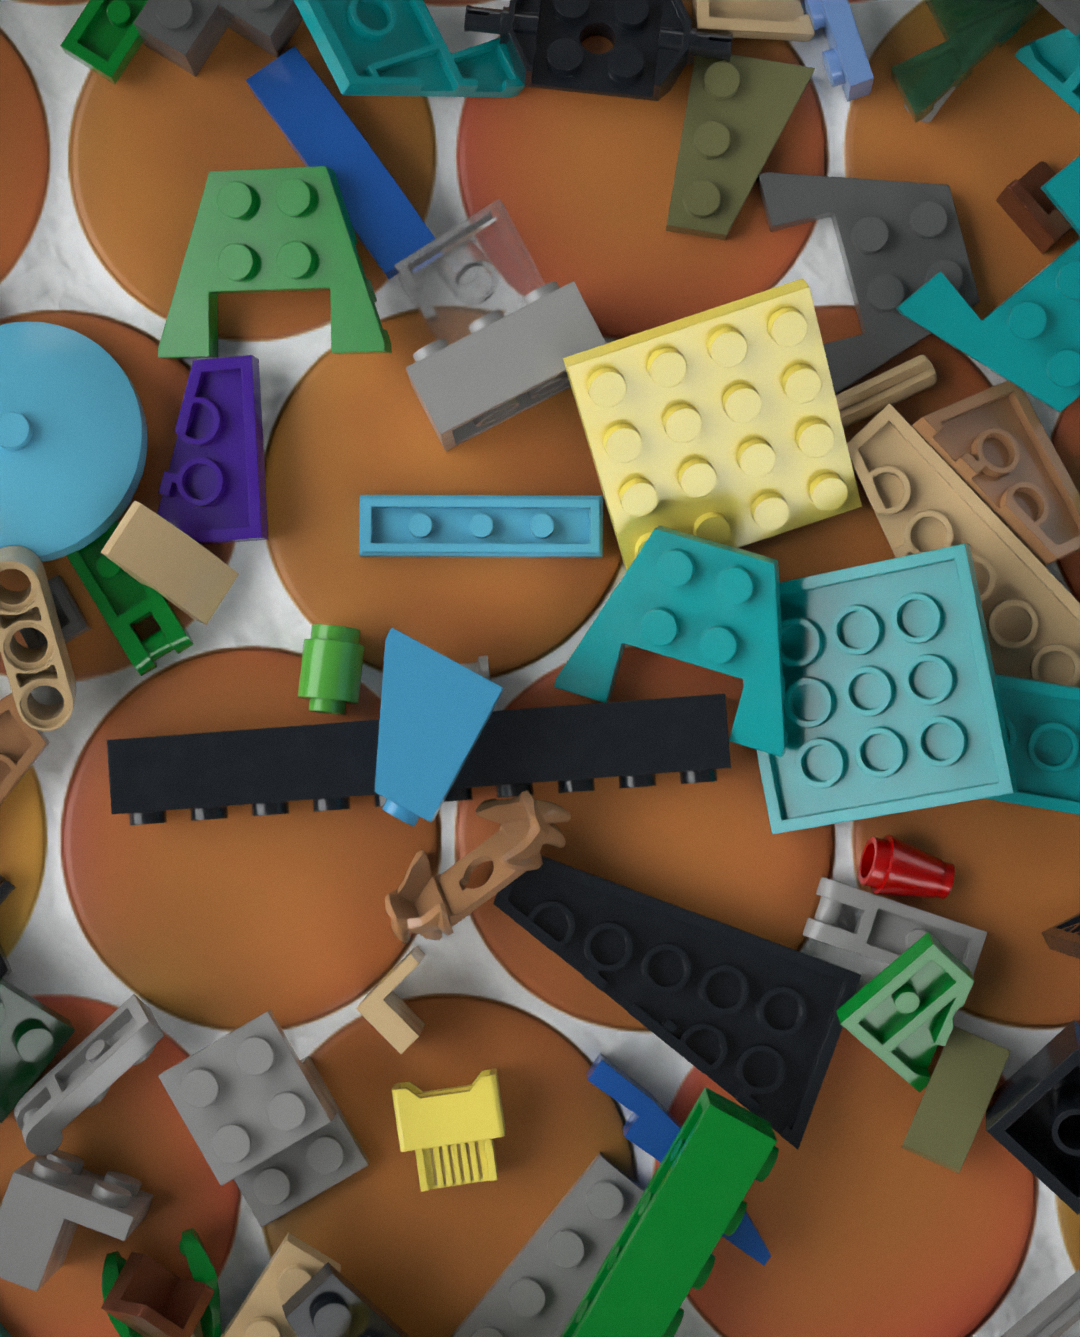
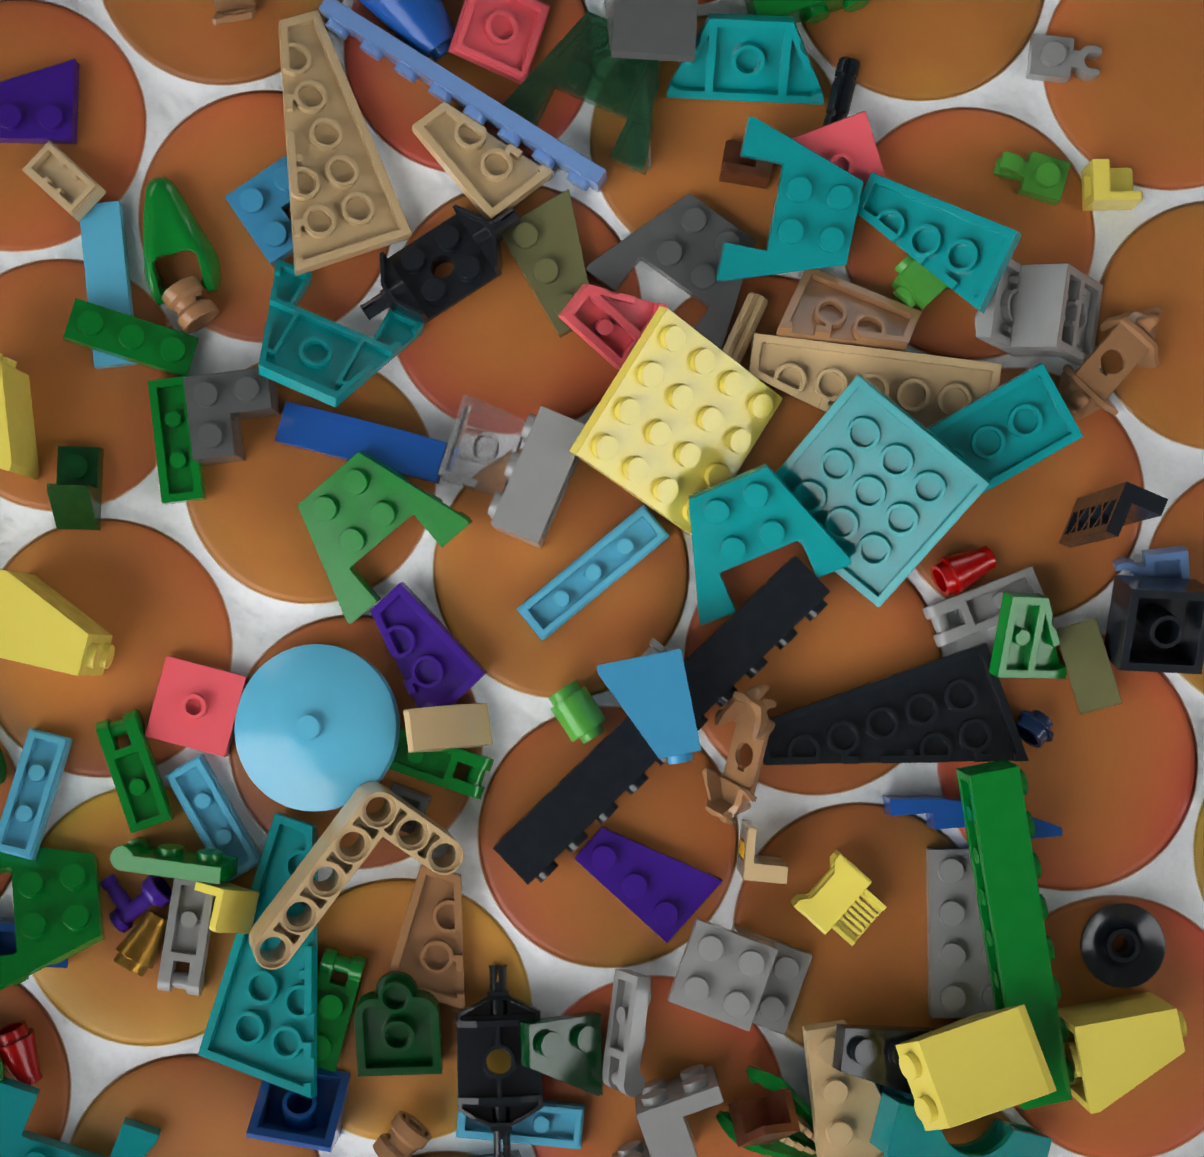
camera: 40 degrees left, 0 degrees up
(251, 927) = (646, 881): none -> dark purple wing
(734, 249) = (608, 320): none -> coral wing
(836, 1118) = (1034, 728): none -> dark blue plate

